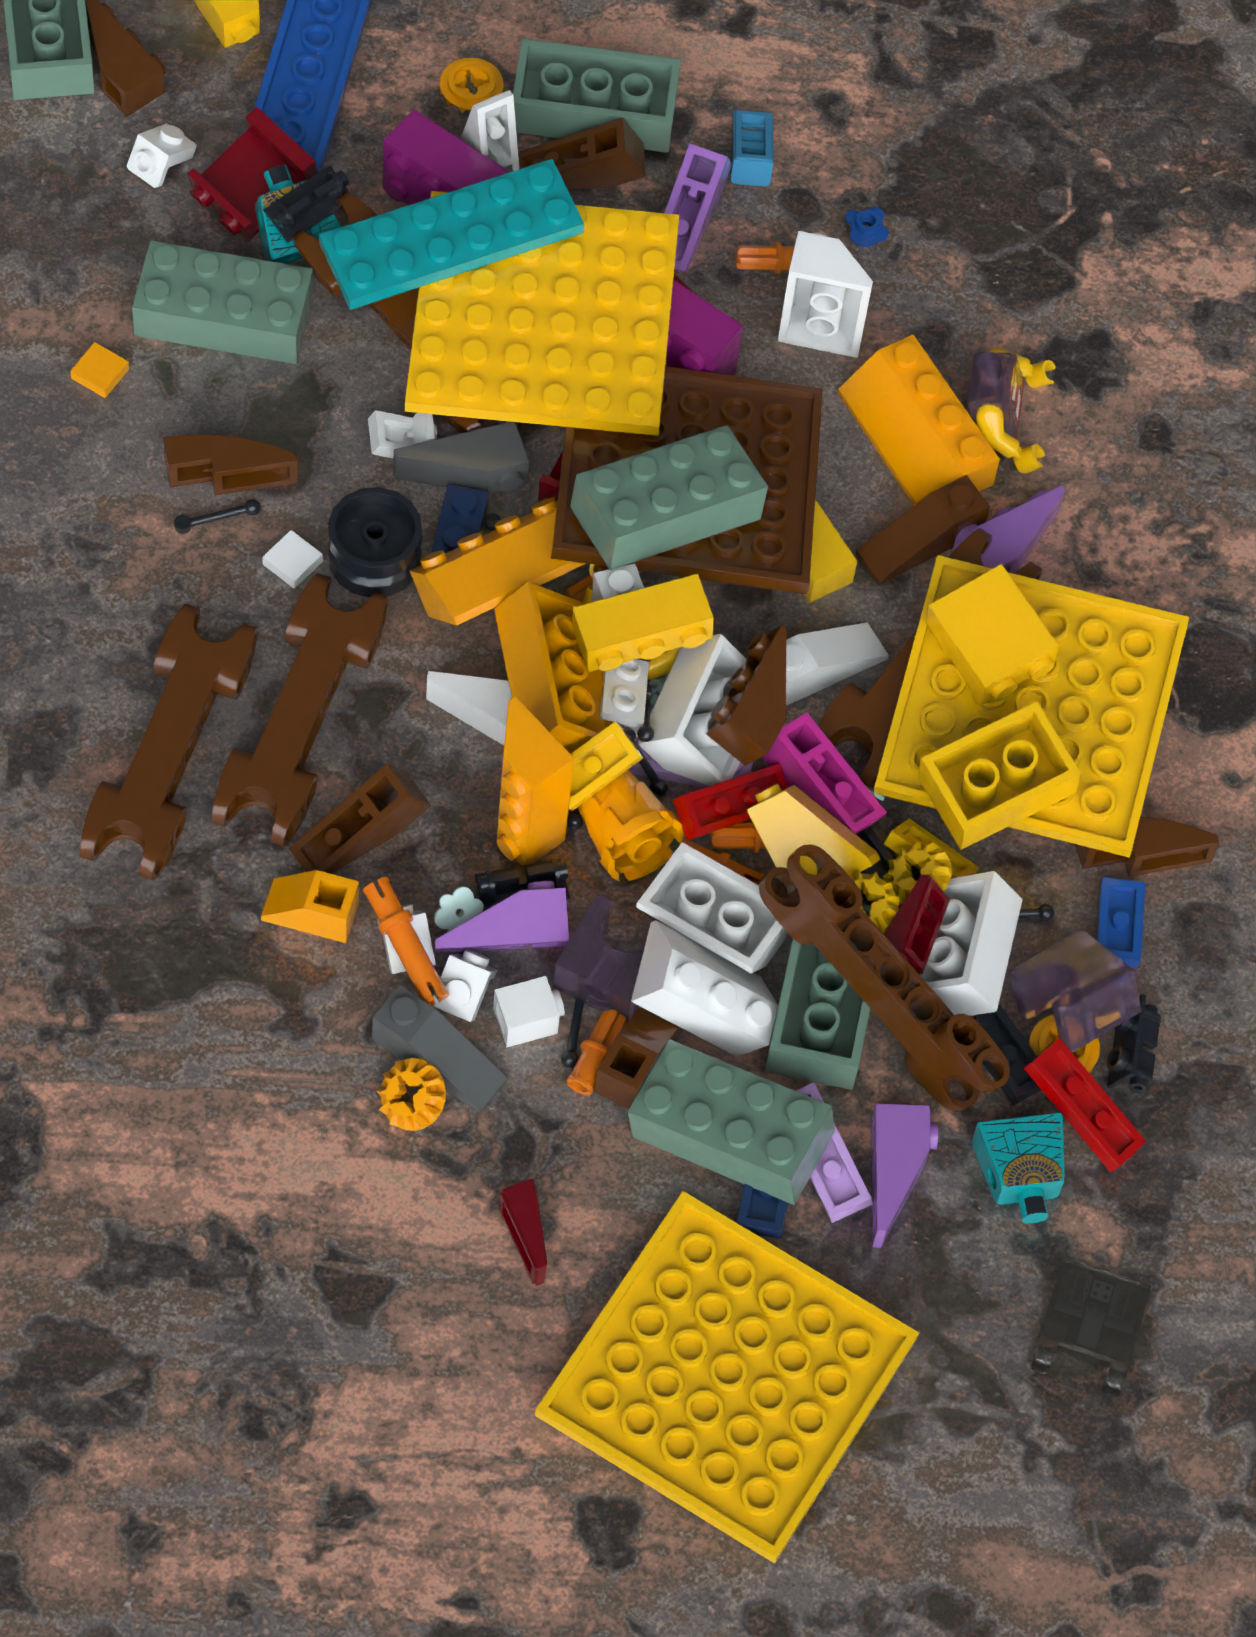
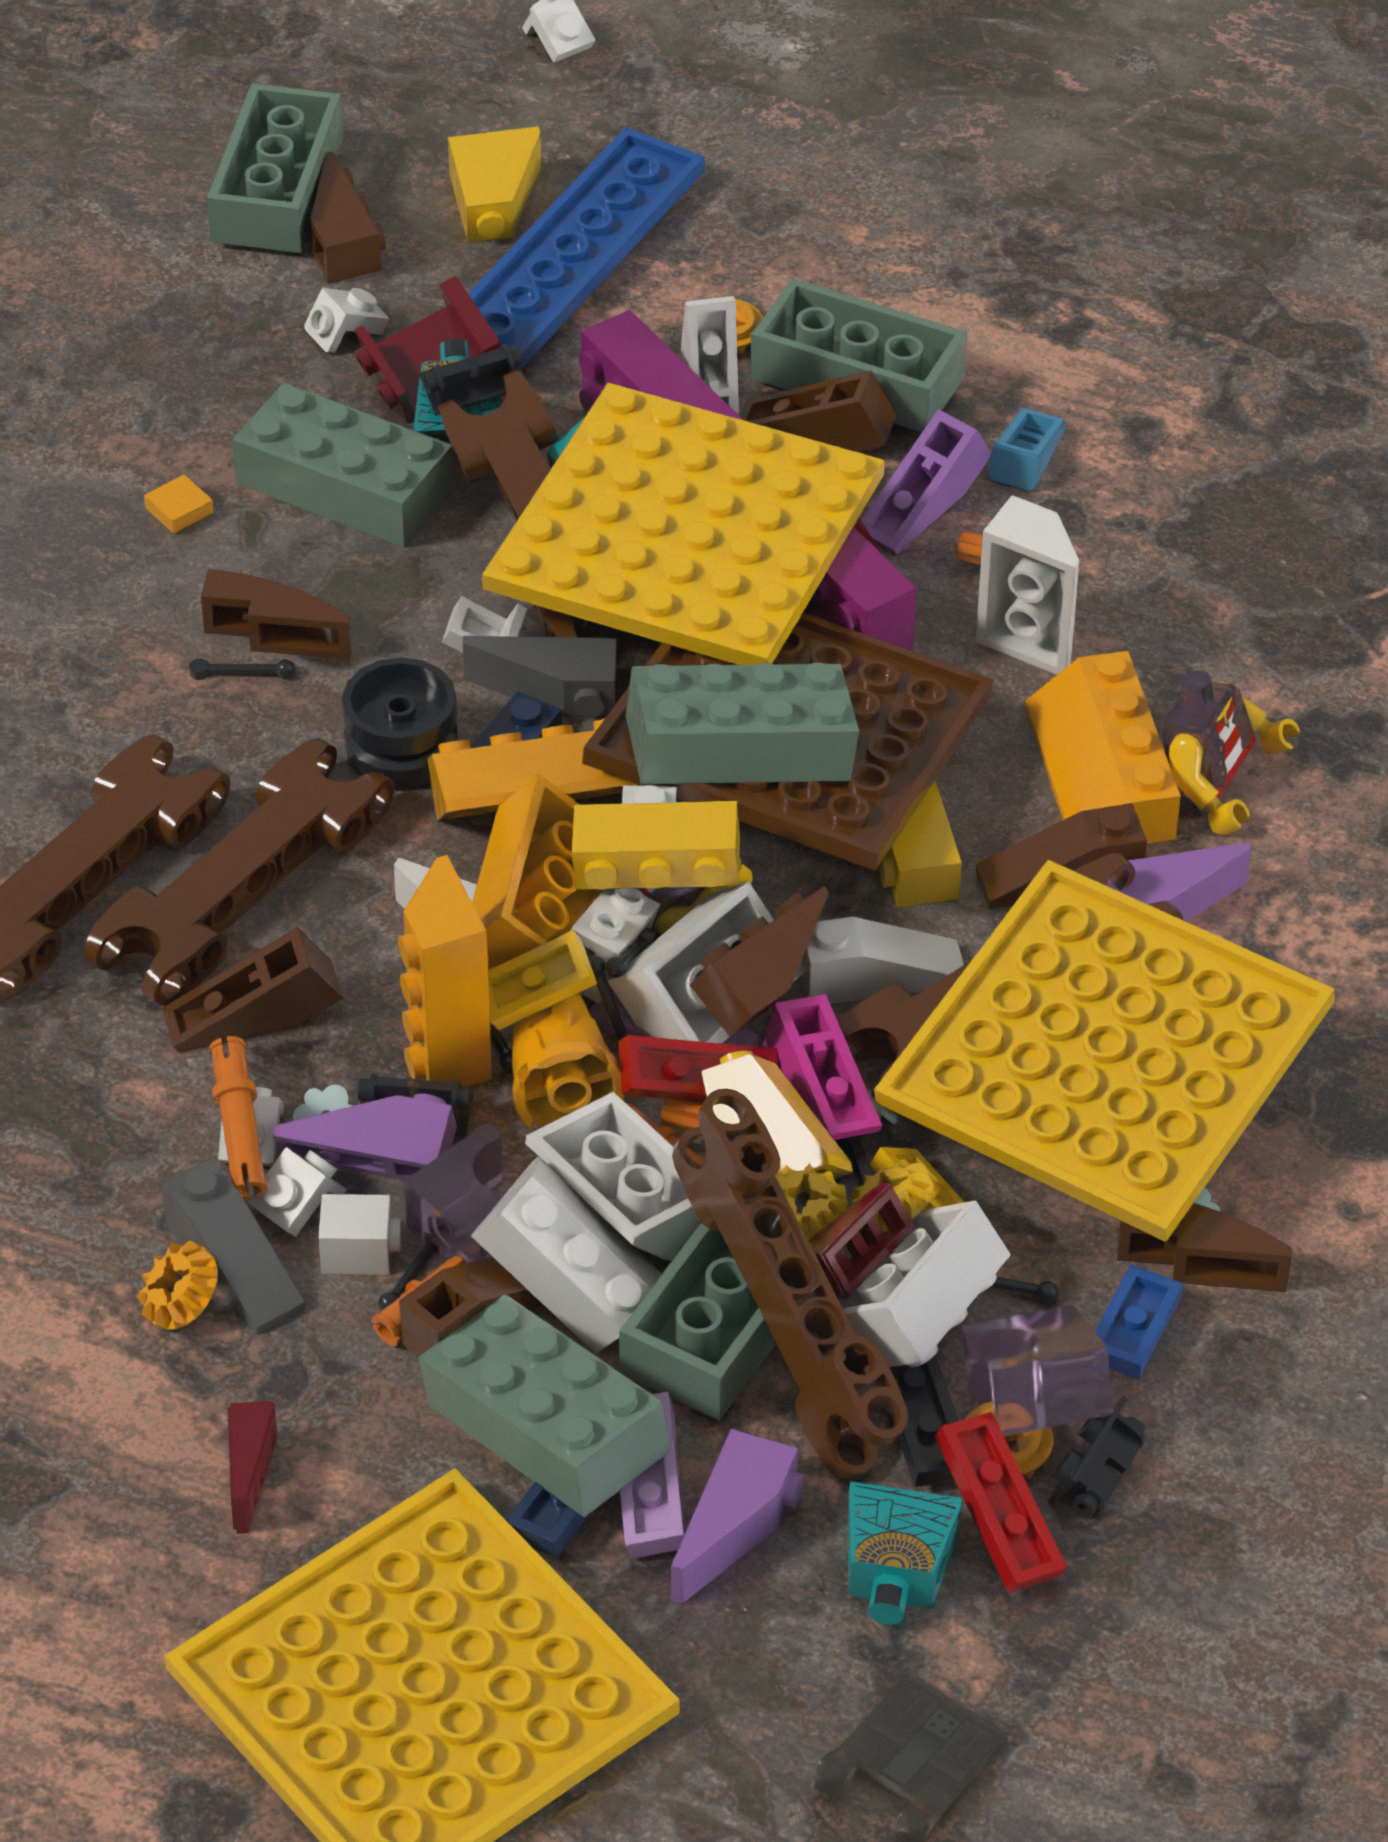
camera: 25 degrees right, 15 degrees down
(292, 559) = (305, 722): white tile -> none
(313, 904) = (161, 1064): light orange slope -> none
(451, 234) = (607, 420): teal plate -> none
(866, 235) = (1129, 549): blue plate -> none
(992, 635) = (1075, 949): yellow brick -> none
(999, 775) = (1021, 1097): yellow brick -> none

